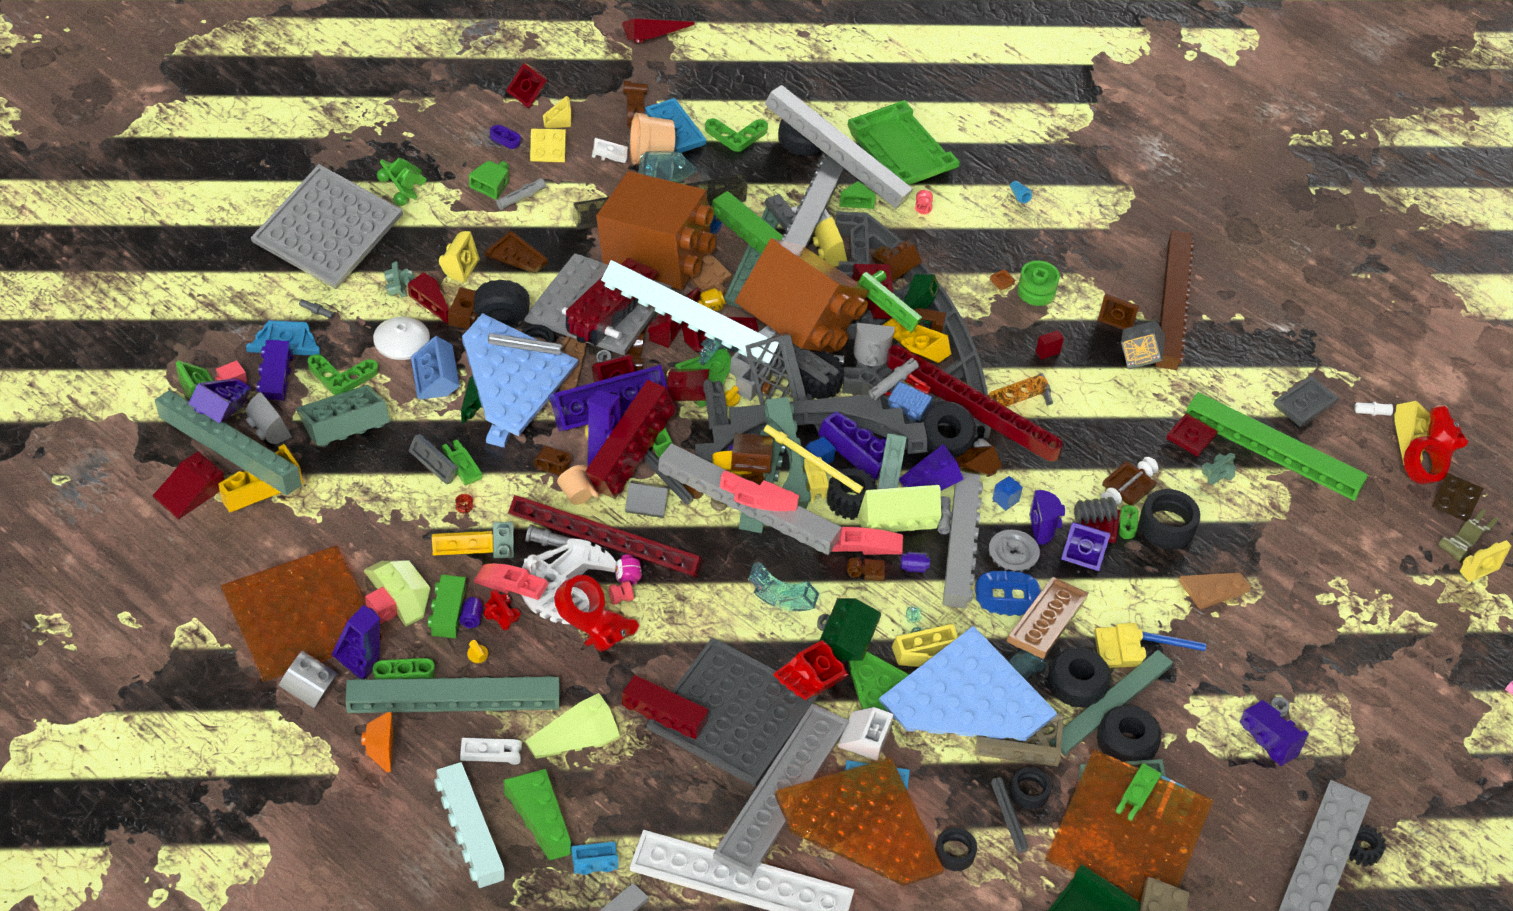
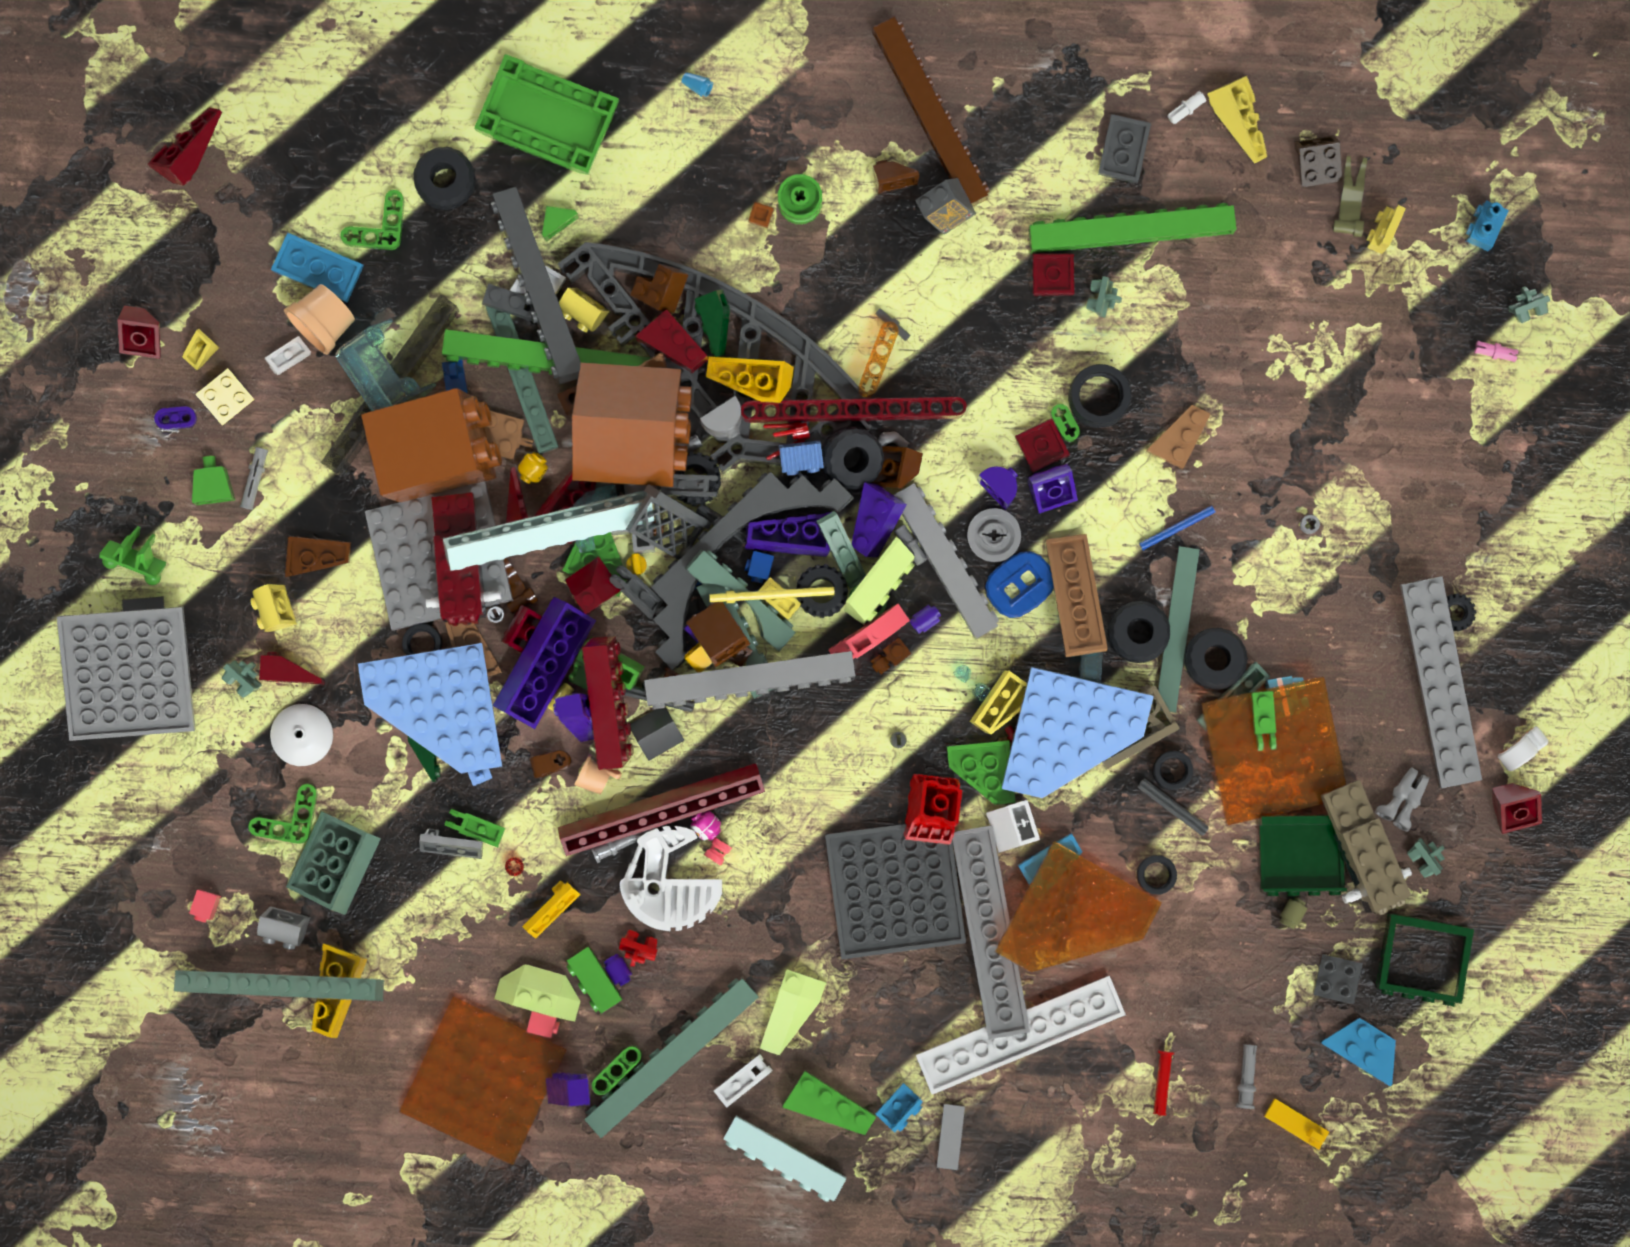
camera: 35 degrees left, 35 degrees up
(189, 485) = (281, 1042): dark red slope -> none
(190, 376) = (183, 934): bright green slope -> none
(219, 398) = (236, 955): dark purple wedge -> none
(275, 369) = (237, 870): dark purple wedge -> none
(296, 333) = (208, 824): dark azure wing -> none
(308, 679) = (551, 1138): light grey brick -> none
(316, 309) = (201, 767): dark grey bar -> none
(379, 740) = (657, 1148): orange slope -> none
(435, 369) = (366, 750): medium blue slope -> none
(462, 309) = (320, 650): reddish brown brick -> none
(476, 652) = (655, 1002): yellow plate -> none
(502, 301) = (363, 638): black tyre -> none
(503, 540) = (583, 883): sand green hips -> none
(511, 578) = (627, 922): coral slope -> none
(524, 343) = (428, 671): axle -> none
(601, 625) = (734, 903): red animal -> none
(635, 99) = (253, 267): reddish brown flag -> none
(665, 707) = (847, 938): dark red brick -> none
(763, 496) = (770, 677): coral slope -> none
(781, 594) = (846, 743): clear light blue arch -> none
(838, 146) = (499, 184): light grey brick -> none
(850, 629) = (929, 739): dark green slope -> none
(888, 301) = (701, 365): bright green piece -> none
(899, 374) = (777, 443): light grey pin -> none
(924, 202) = (621, 175): coral wheel -> none
(931, 319) = (748, 338): reddish brown leg -> none
(1007, 493) = (947, 478): blue brick -> none
(1049, 344) = (862, 269): dark red piece -> none
(1095, 508) = (1036, 446): dark grey piece -> none
(1120, 645) = (1147, 569): light yellow plate -> none
(1130, 482) = (1038, 379): reddish brown plate -> none
(1273, 732) = (1322, 560): dark purple wedge -> none
(1440, 443) = (1274, 110): red animal -> none

